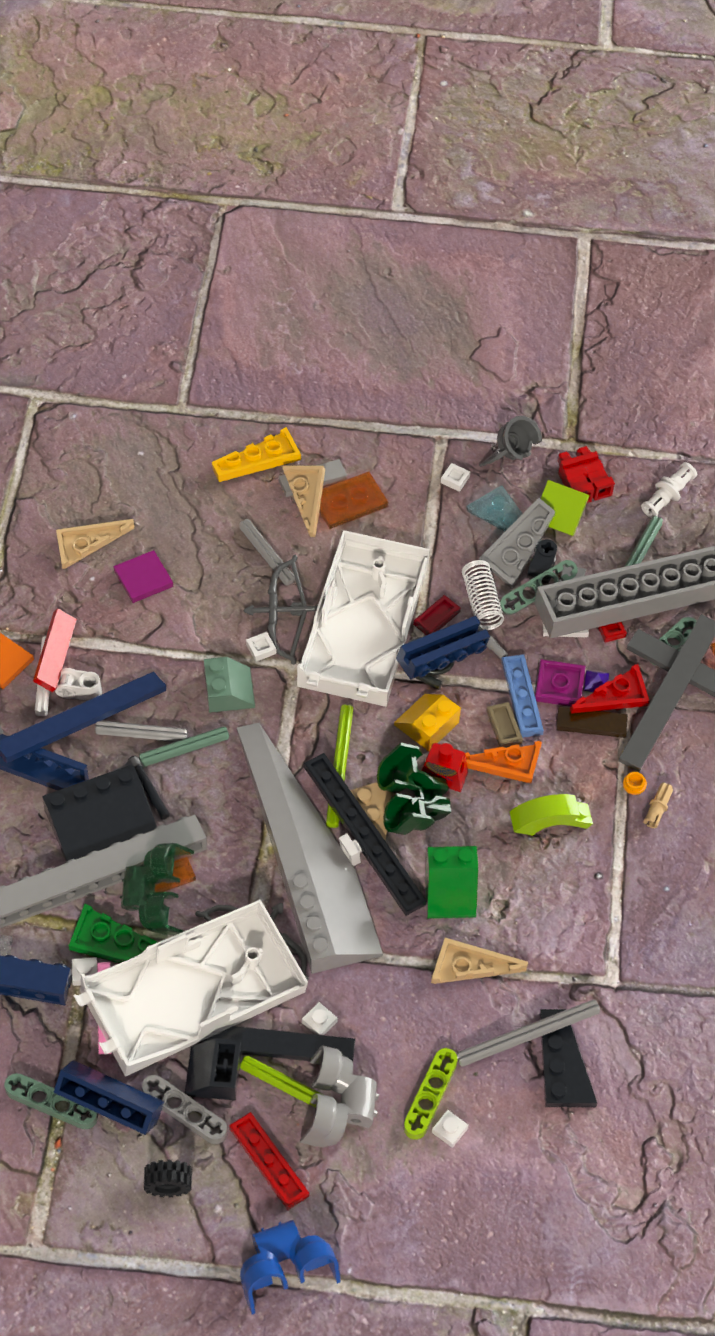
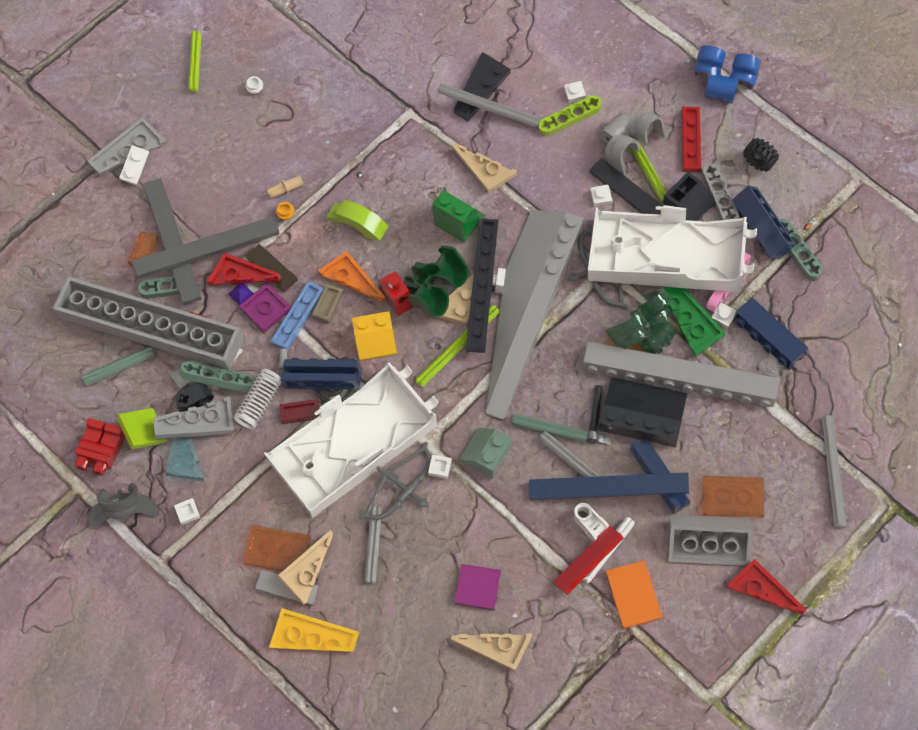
camera: 135 degrees left, 10 degrees up
(669, 489) = (55, 392): white piece -> none

